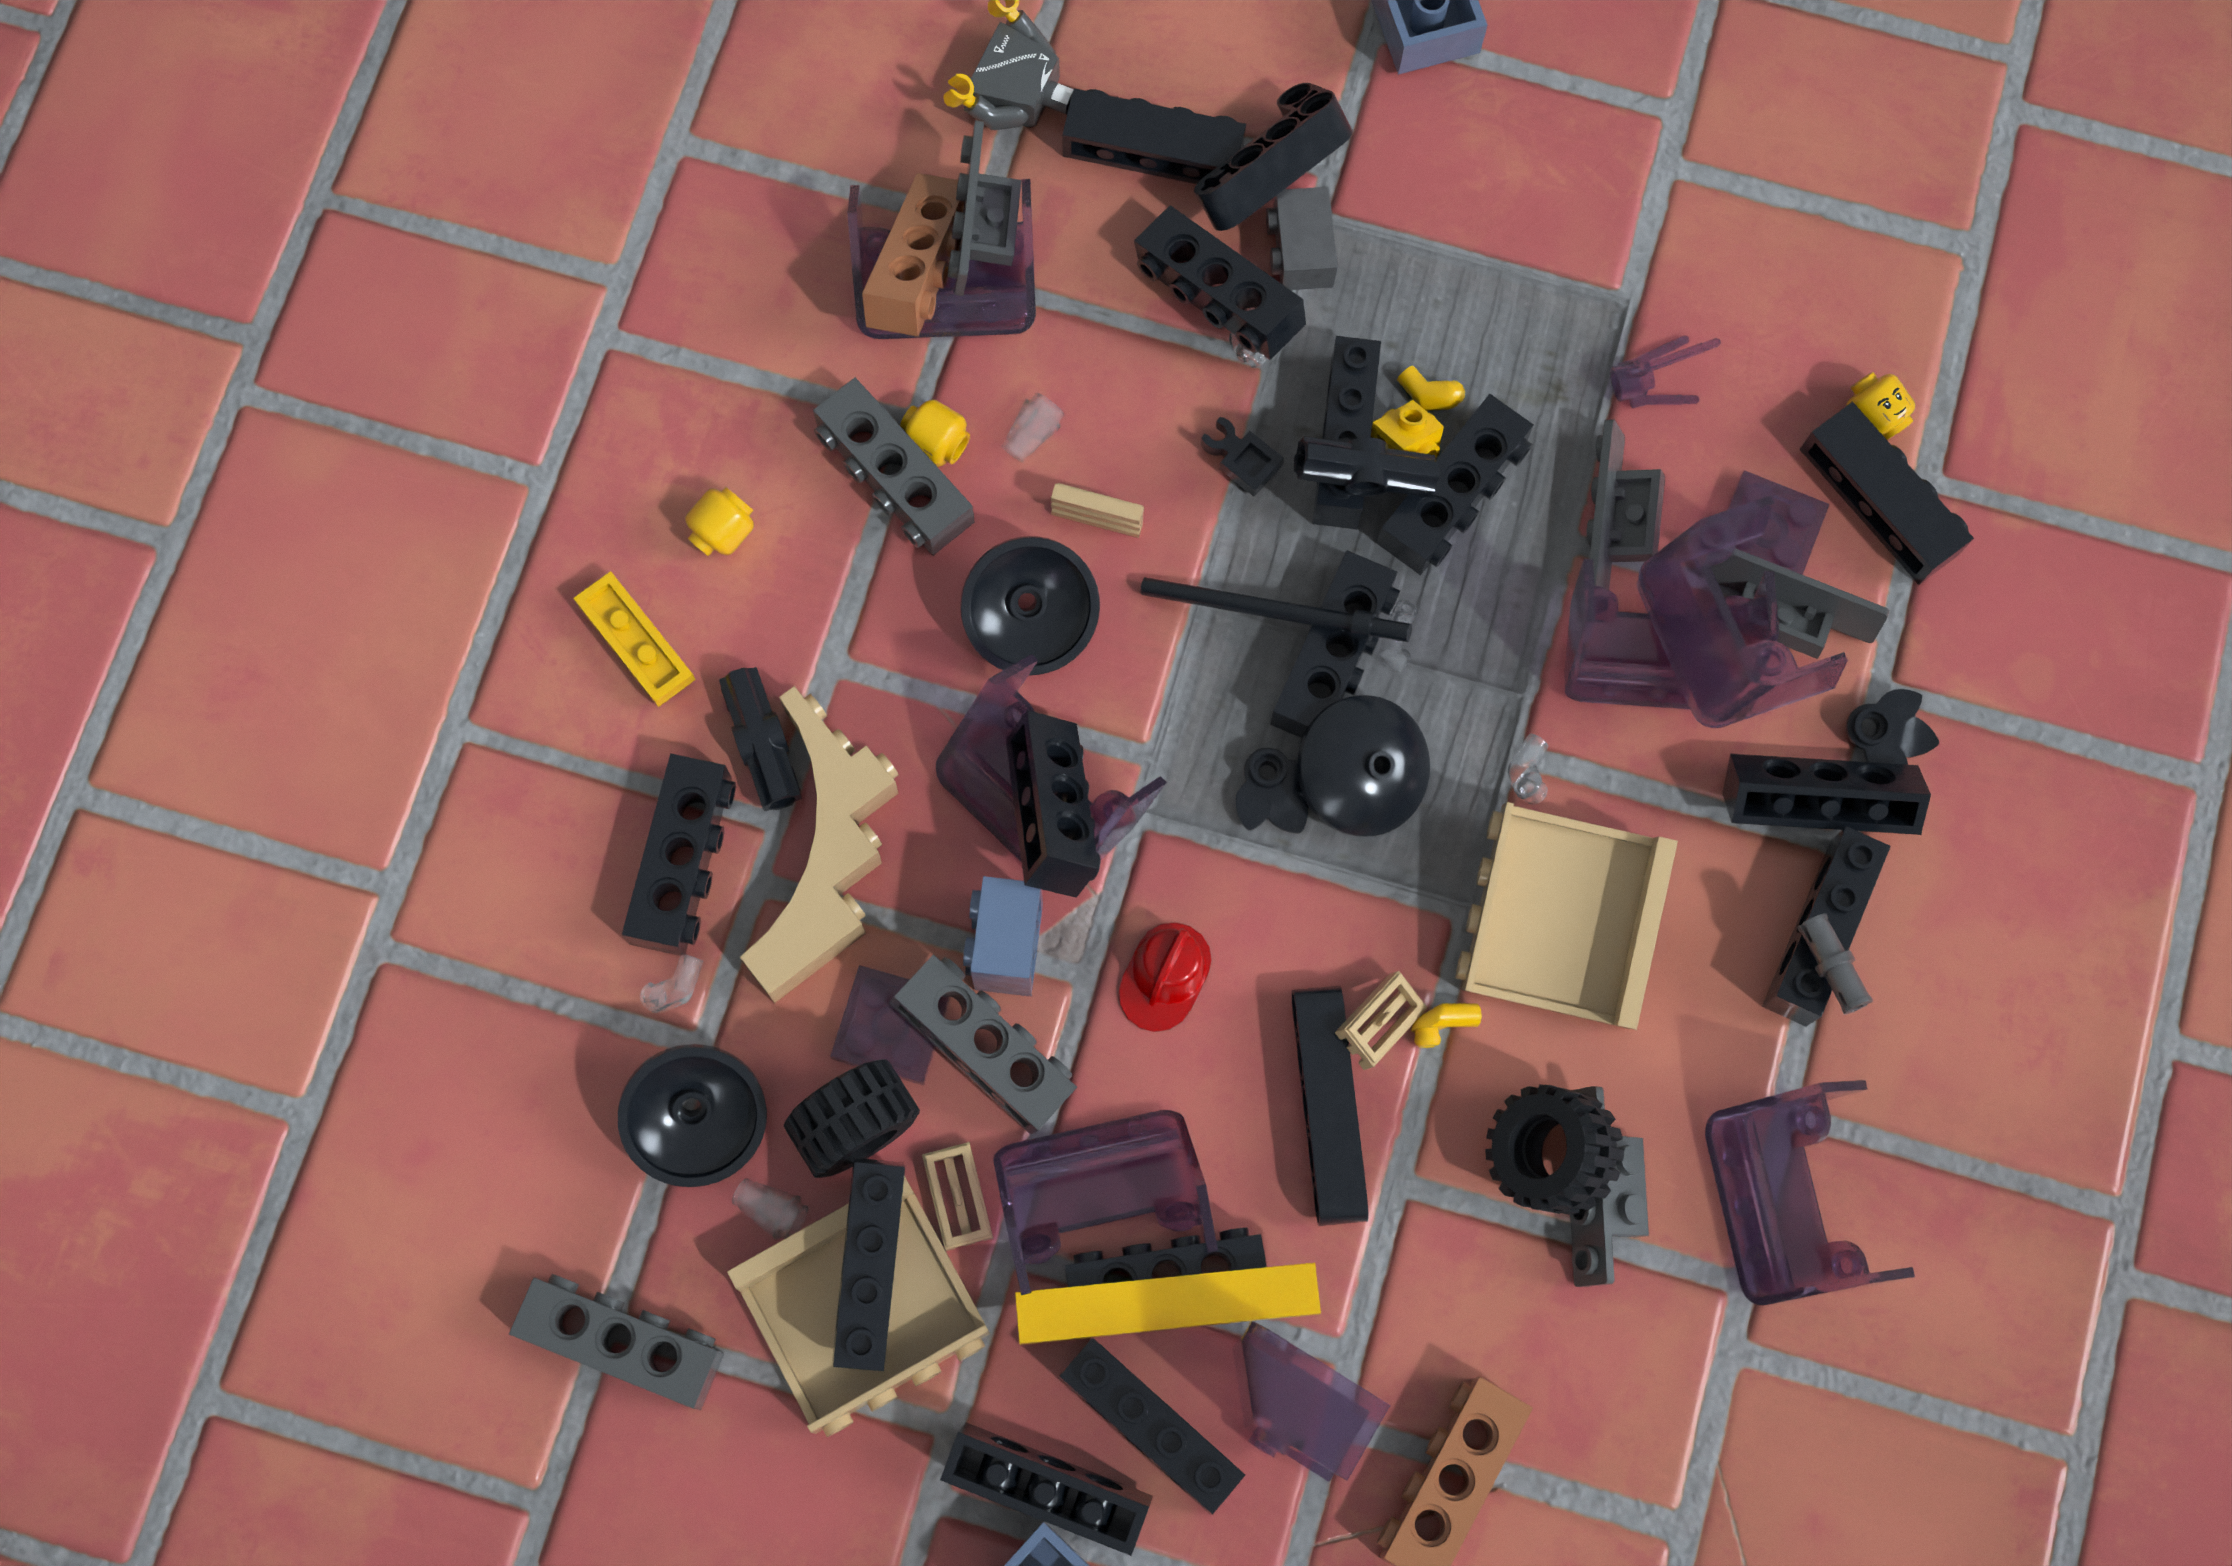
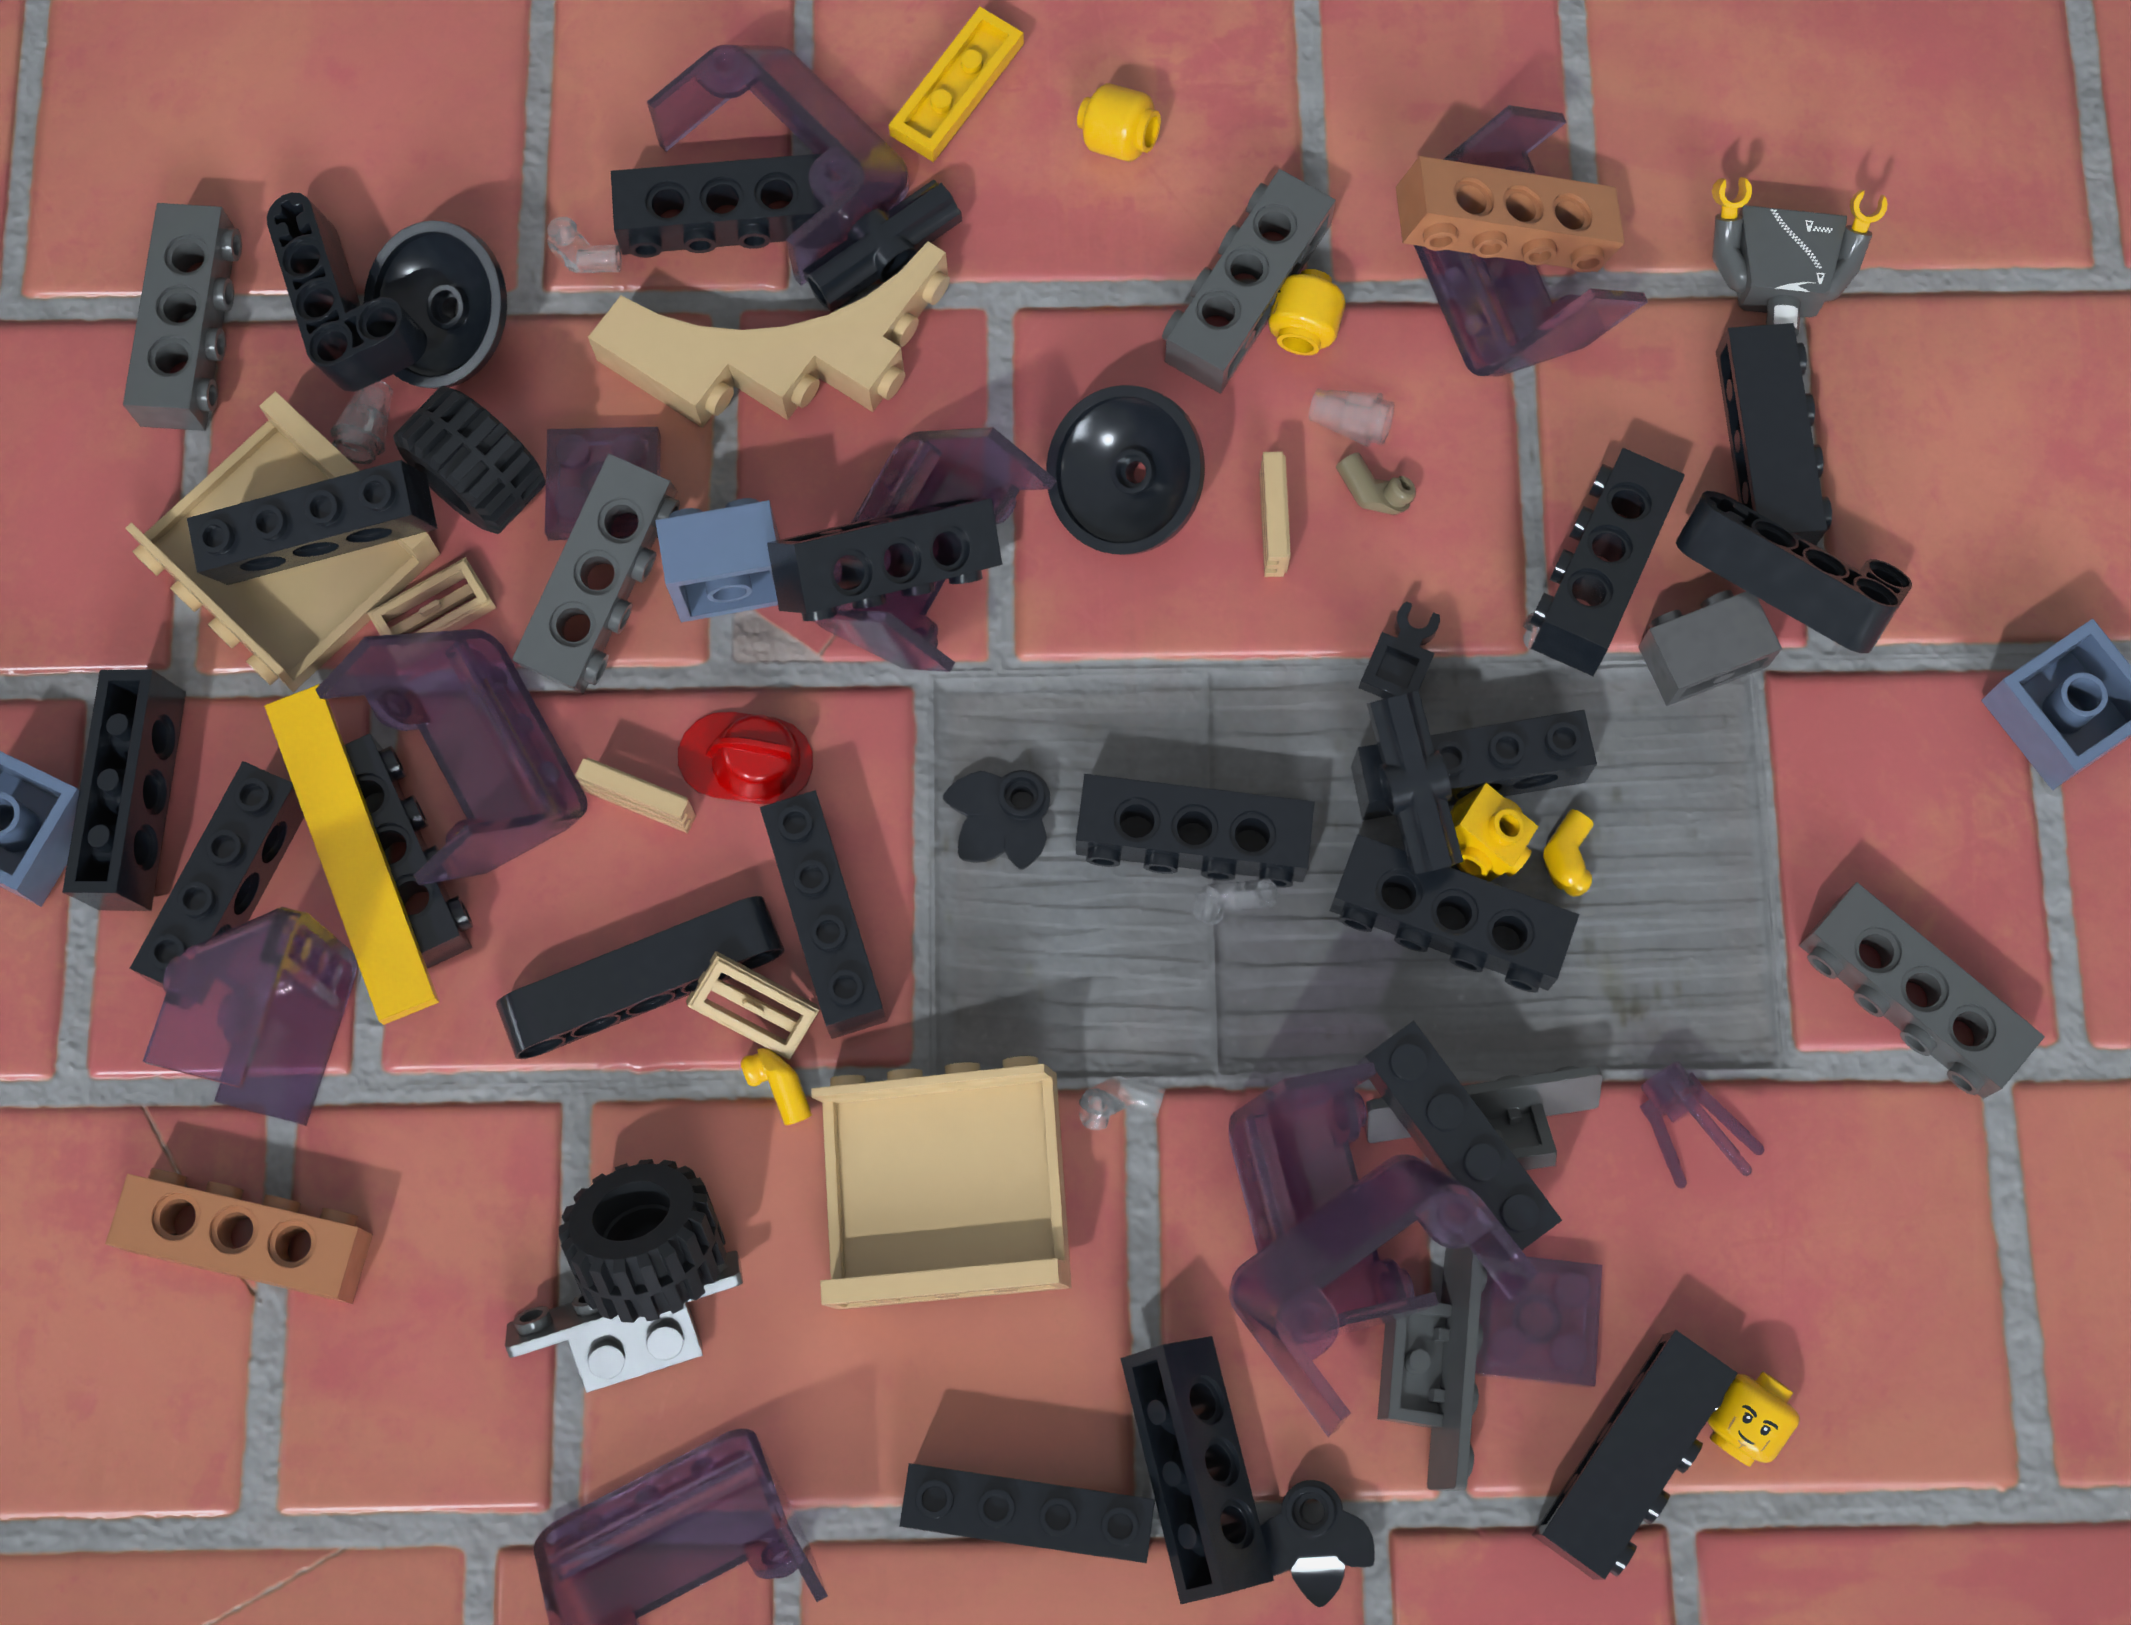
camera: 75 degrees right, 0 degrees up
(580, 778) = (856, 164): none -> clear purple windscreen
(643, 1201) = (341, 337): none -> black beam
(988, 215) = (1566, 264): dark grey bracket -> none
(1101, 432) = (1375, 494): none -> dark tan arm
(1176, 1066) = (635, 794): none -> tan tile
(1322, 945) = (823, 915): none -> black brick
(1339, 766) = (1080, 869): black dish -> none
(1360, 624) = (1217, 834): black bar -> none
(1635, 527) = (1457, 1133): none -> black brick
(1656, 151) = (2000, 1034): none -> dark grey brick
(1835, 963) = (960, 1518): flat silver pin -> none

